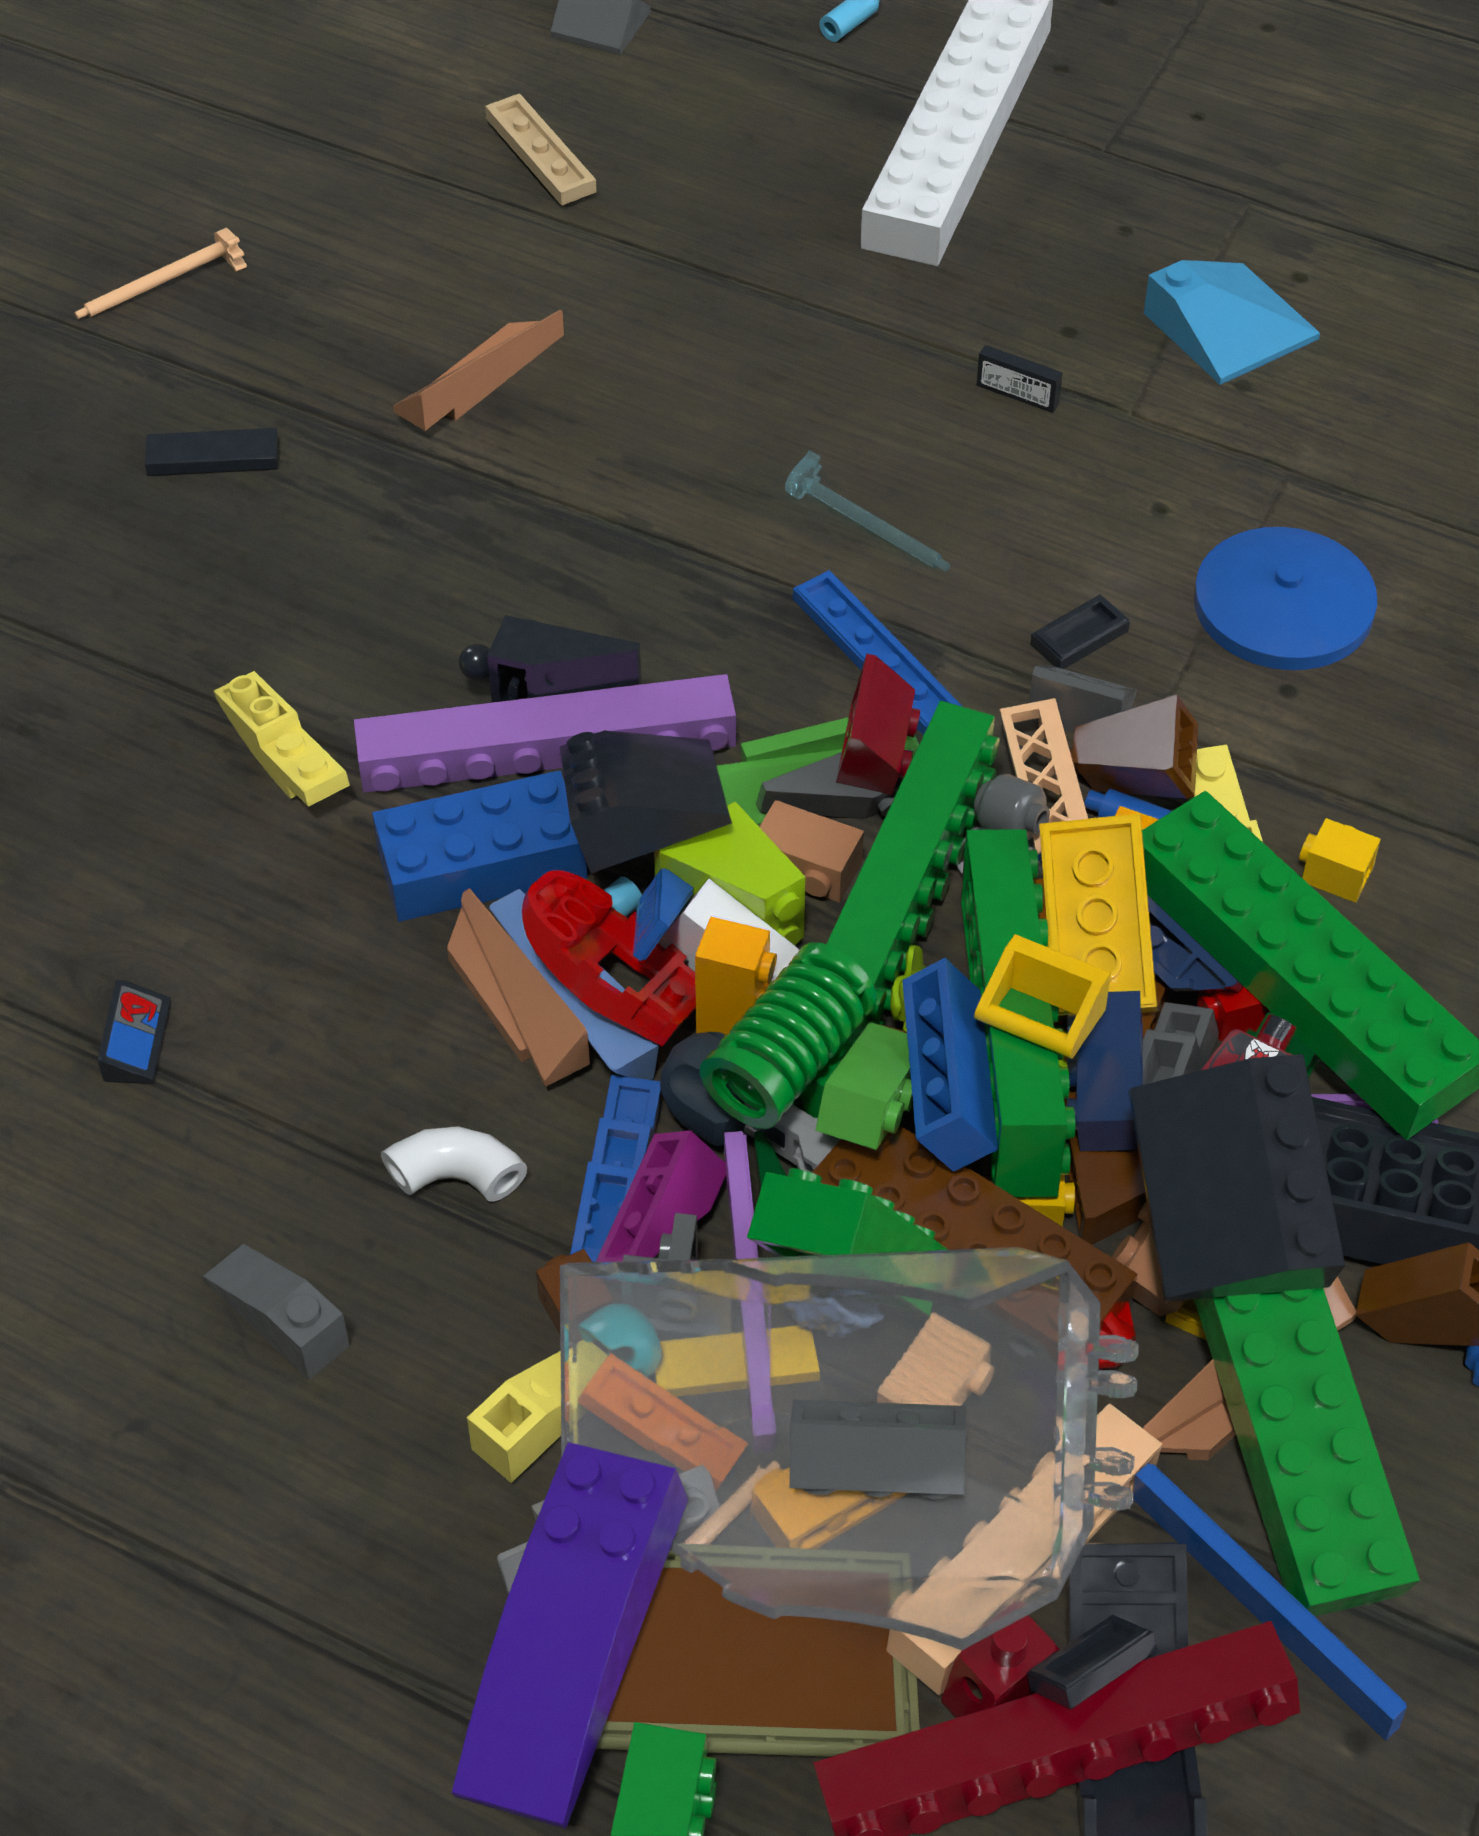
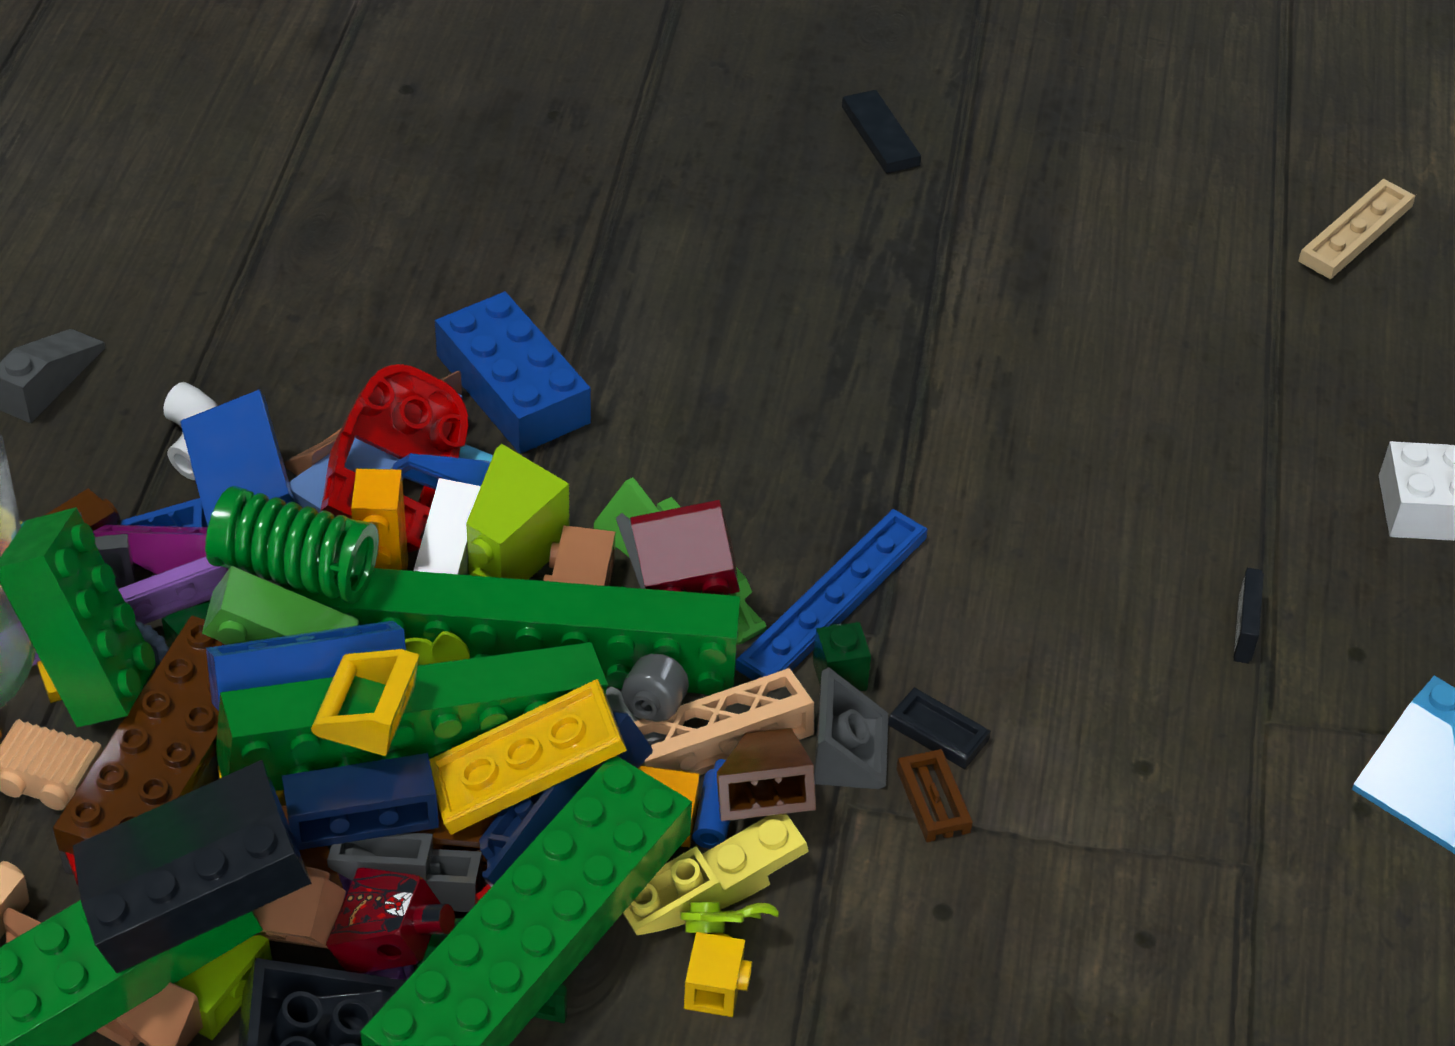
camera: 70 degrees right, 5 degrees down
(133, 1034) = (276, 235): slope -> none
(225, 246) = (1113, 76): light nougat piece -> none
(279, 741) = (583, 240): light yellow slope -> none
(481, 371) = (1052, 257): nougat wedge -> none
(527, 732) = (652, 388): medium lavender brick -> none
(550, 660) = (701, 363): black slope -> none
(560, 1108) = (235, 448): none -> blue tile
(639, 793) = (568, 427): black slope -> none
(805, 481) = (1028, 488): clear light blue piece -> none
(987, 672) = (844, 651): none -> dark green brick
(1167, 659) = (943, 824): none -> reddish brown tile
(1285, 598) = (1063, 887): blue dish -> none
(1291, 824) = (707, 918): none -> lime plate

